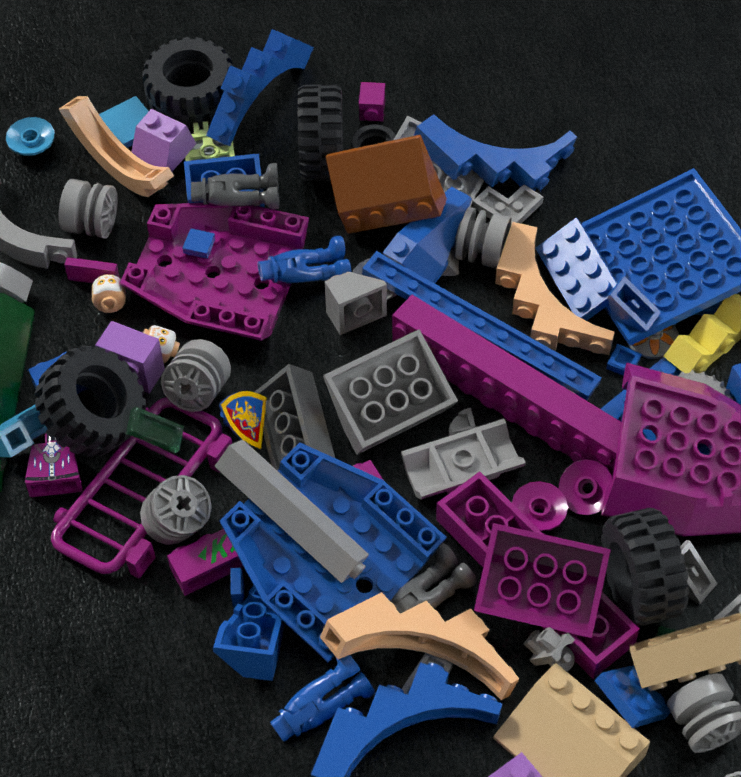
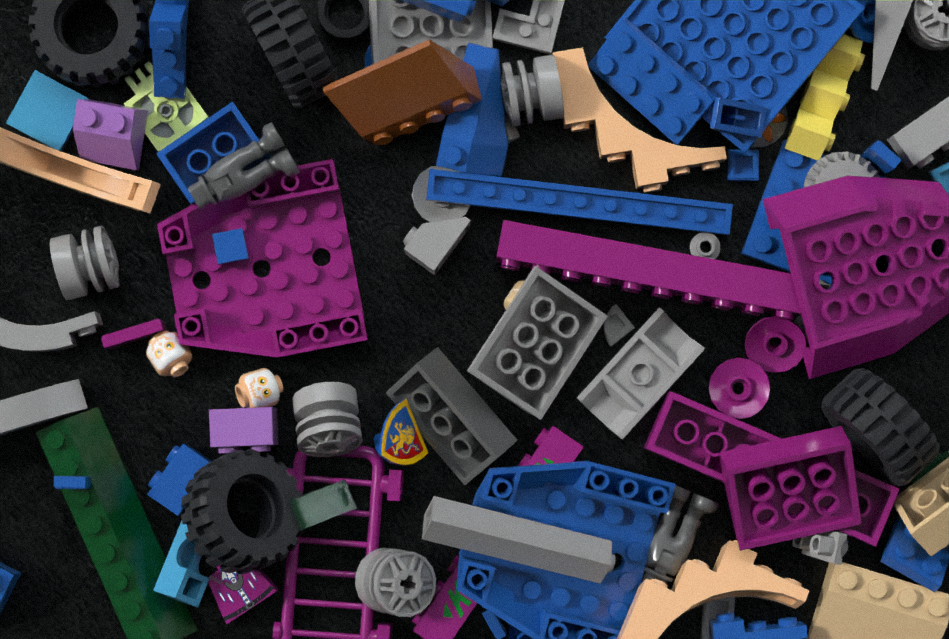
camera: 30 degrees left, 30 degrees up
(292, 268) = (348, 231): blue piece -> none
(700, 579) = (916, 390): light grey slope -> none

